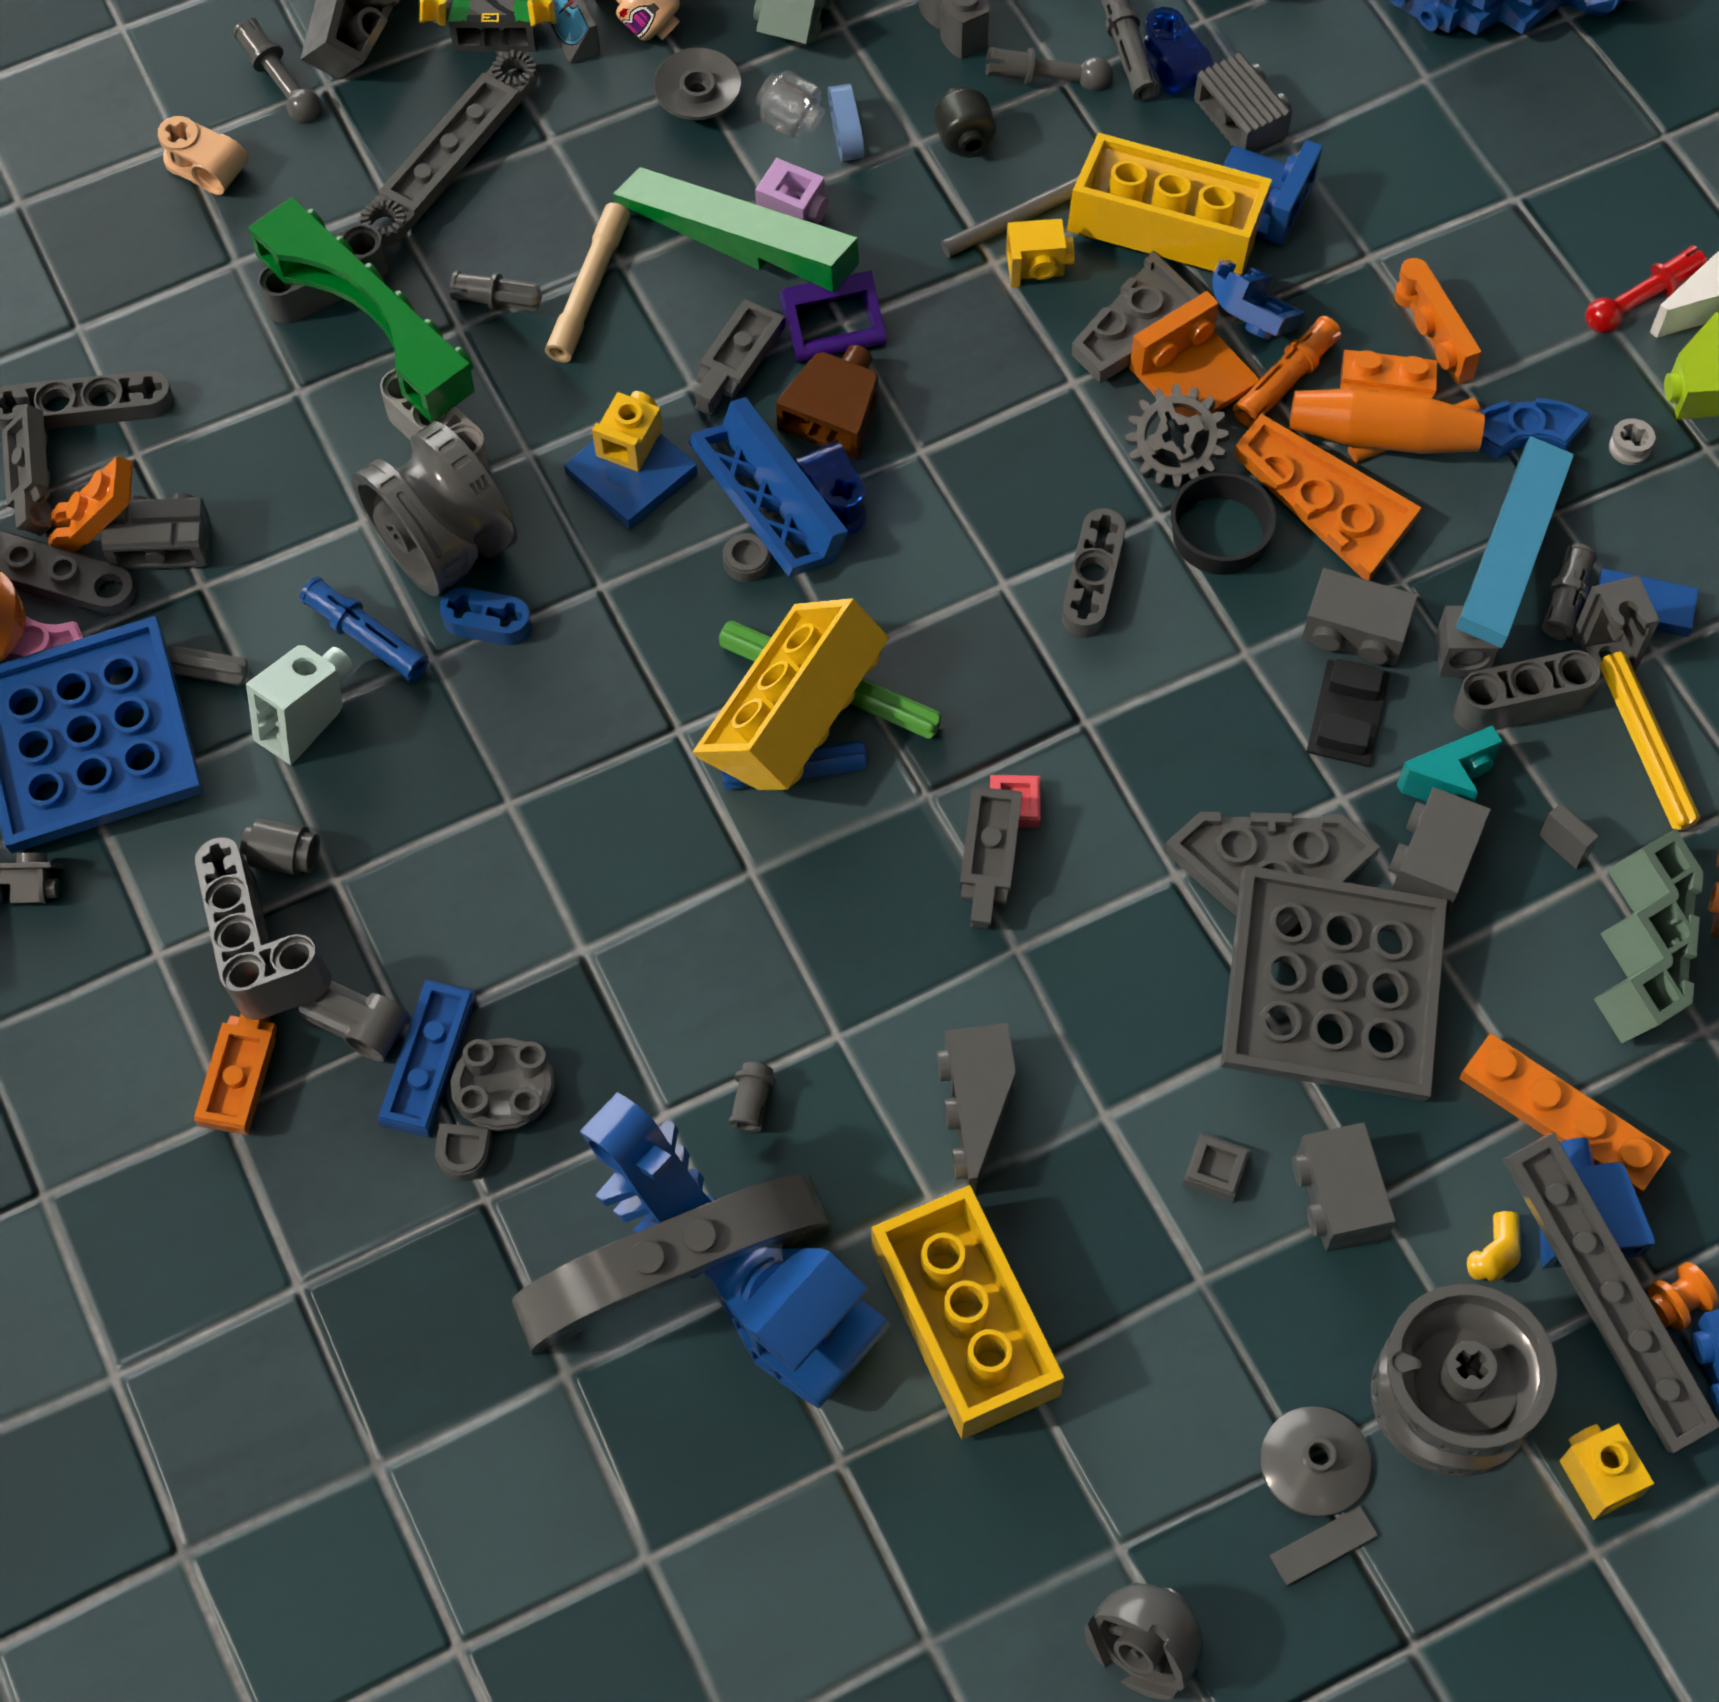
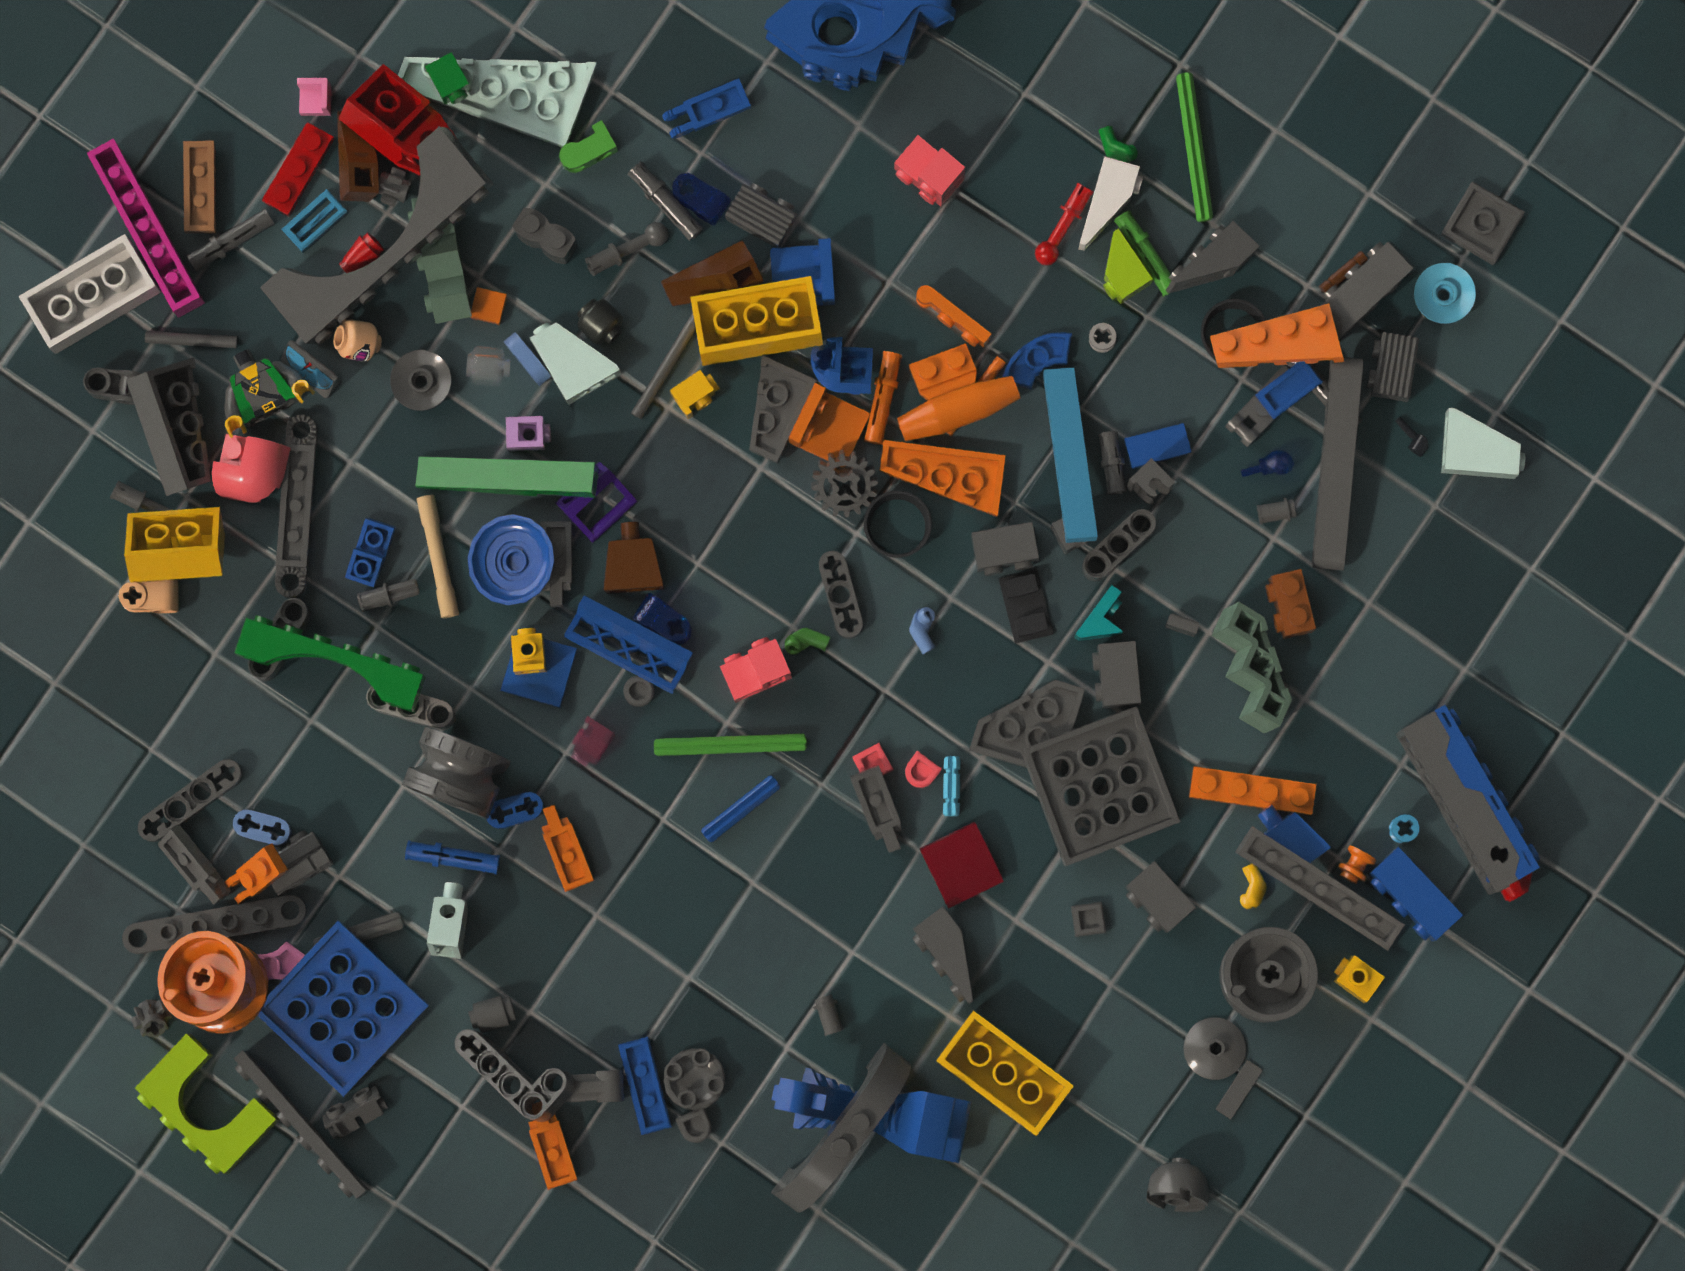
camera: 25 degrees left, 20 degrees up
(153, 469) = (264, 820): none -> medium blue beam
(268, 103) = (174, 544): none -> yellow brick
(420, 73) = (249, 468): none -> coral brick
(511, 239) = (370, 552): none -> blue slope
(519, 696) = (565, 850): none -> orange hinge
(643, 581) = (591, 743): none -> clear pink brick
(678, 316) = (511, 559): none -> blue hat
(793, 694) = (720, 774): yellow slope -> none
(834, 53) = (488, 306): none -> orange tile
(903, 151) = (572, 362): none -> light aqua slope
(926, 600) = (757, 670): none -> coral brick
(1012, 600) = (804, 638): none -> bright green arm
(1067, 991) = (961, 865): none -> dark red slope
(1079, 845) = (921, 771): none -> coral tile
(1111, 884) = (951, 786): none -> medium azure axle
(1166, 131) = (720, 272): none -> reddish brown slope
(1182, 664) = (920, 627): none -> medium blue arm
(1499, 148) = (930, 171): none -> coral brick
(1649, 741) = (1198, 538): yellow axle -> none

